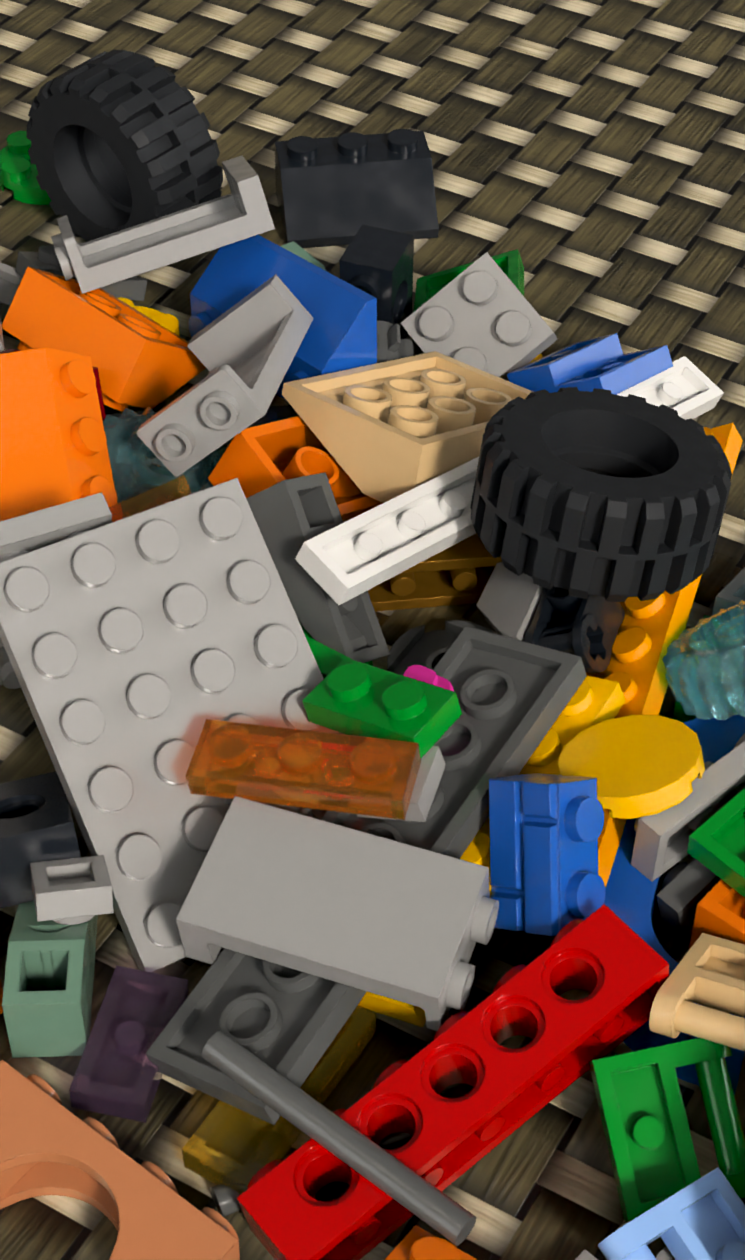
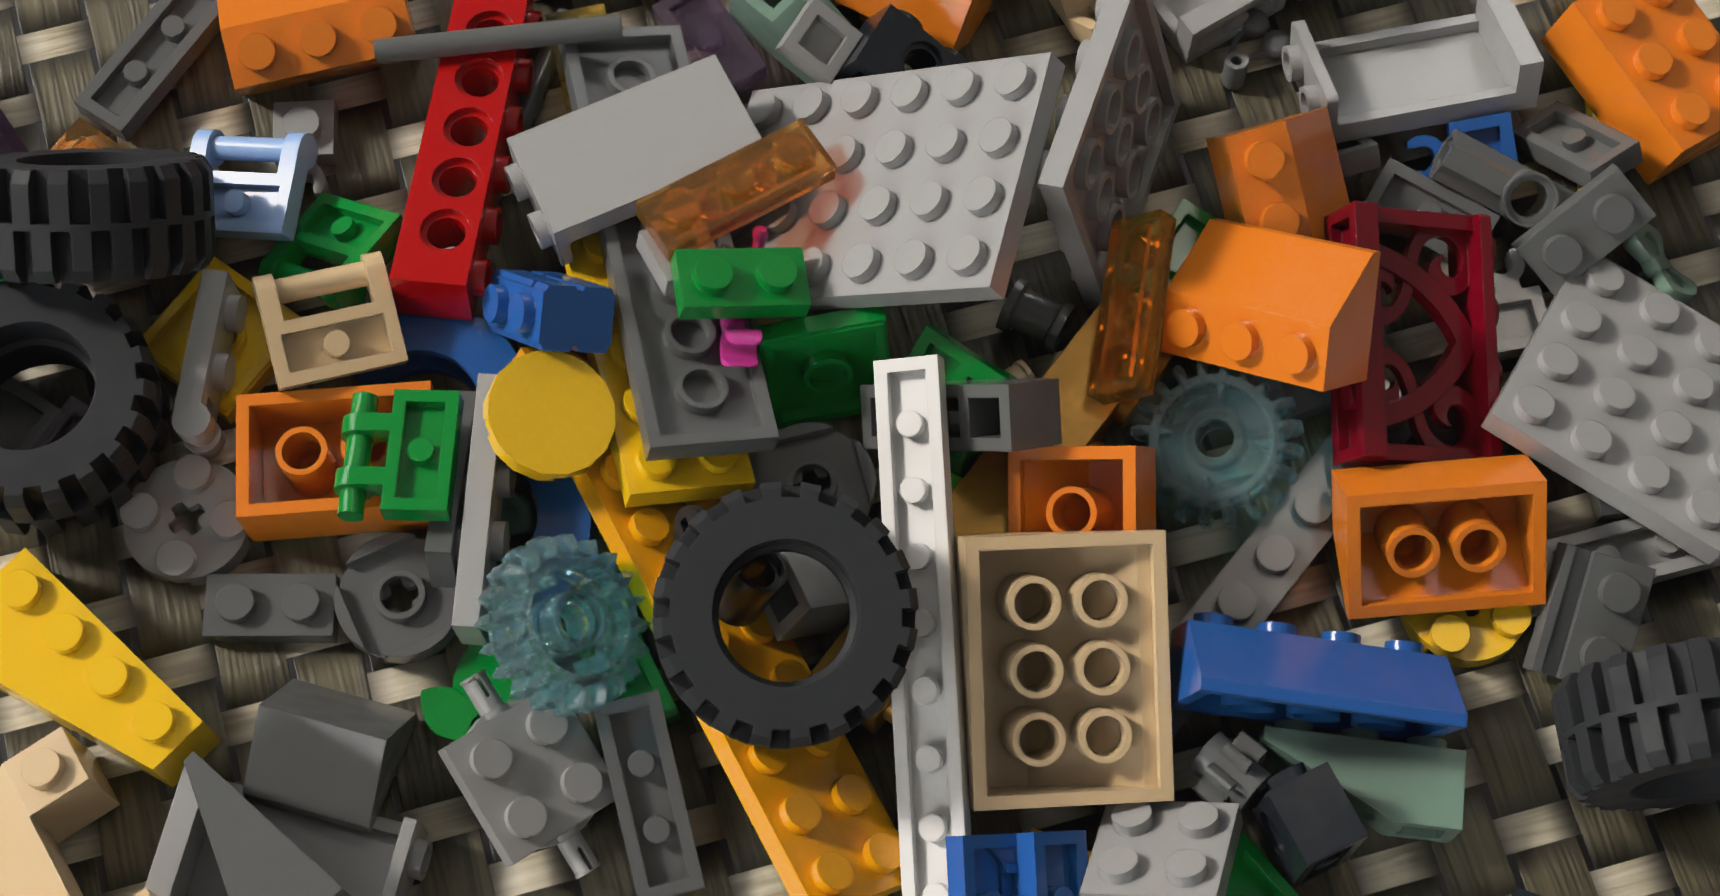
camera: 135 degrees right, 25 degrees up
(168, 237) = (1504, 639): light grey panel -> none
(247, 360) = (1217, 517): light grey panel -> none

